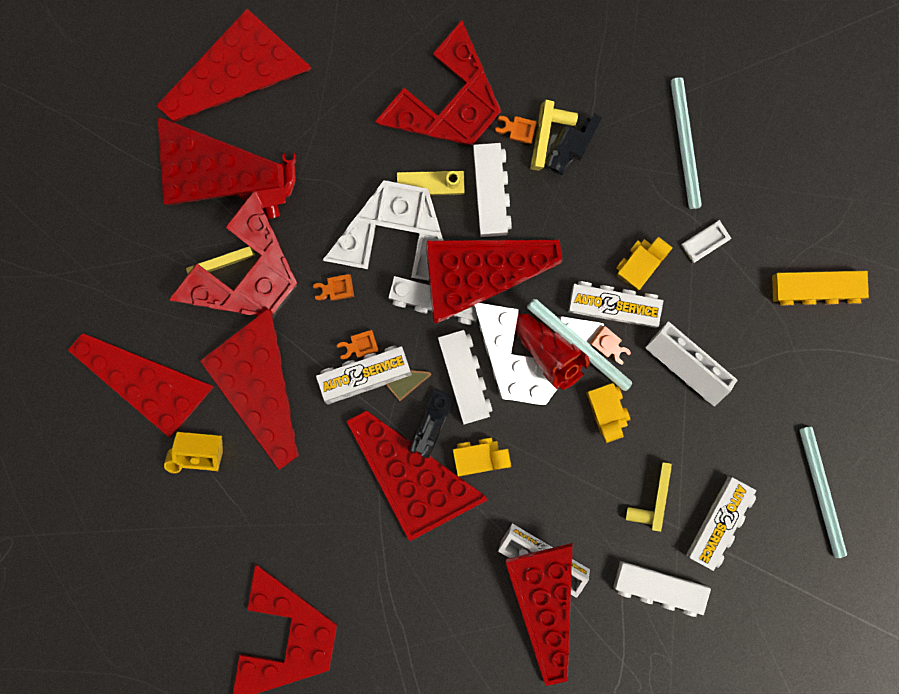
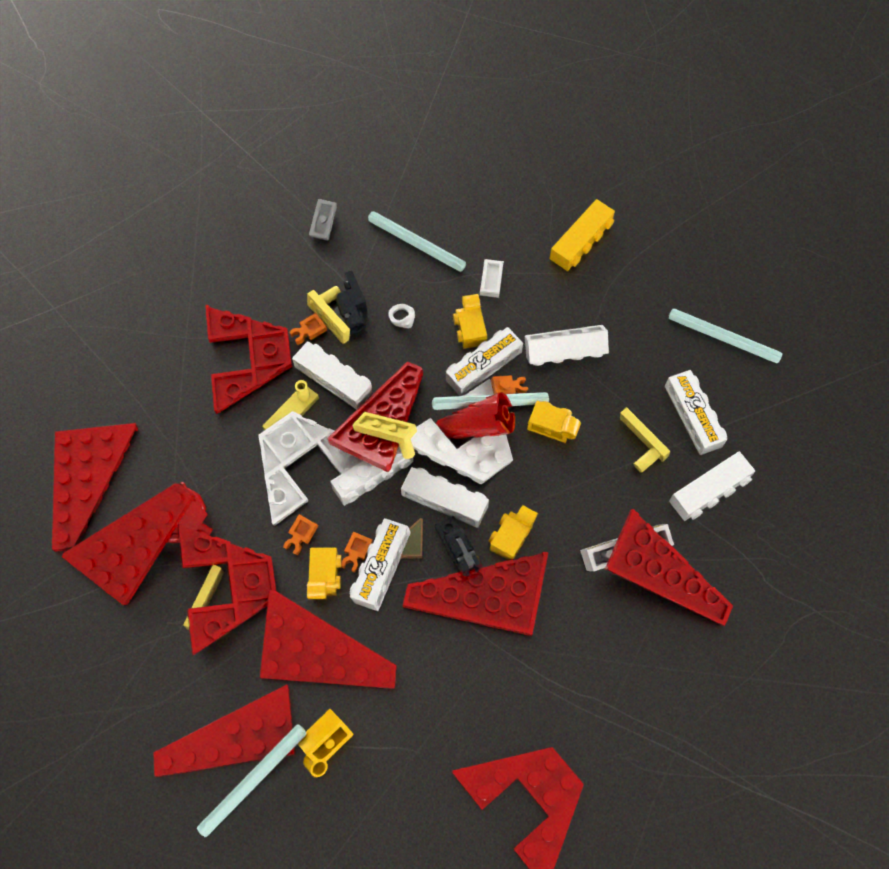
camera: 50 degrees left, 20 degrees down
(124, 425) = (234, 798): none -> light aqua axle
(318, 337) = (323, 573): none -> yellow hinge
(471, 287) = (388, 429): none -> light yellow piece
(596, 207) = (408, 321): none -> white piece
(633, 42) = (323, 219): none -> light grey plate

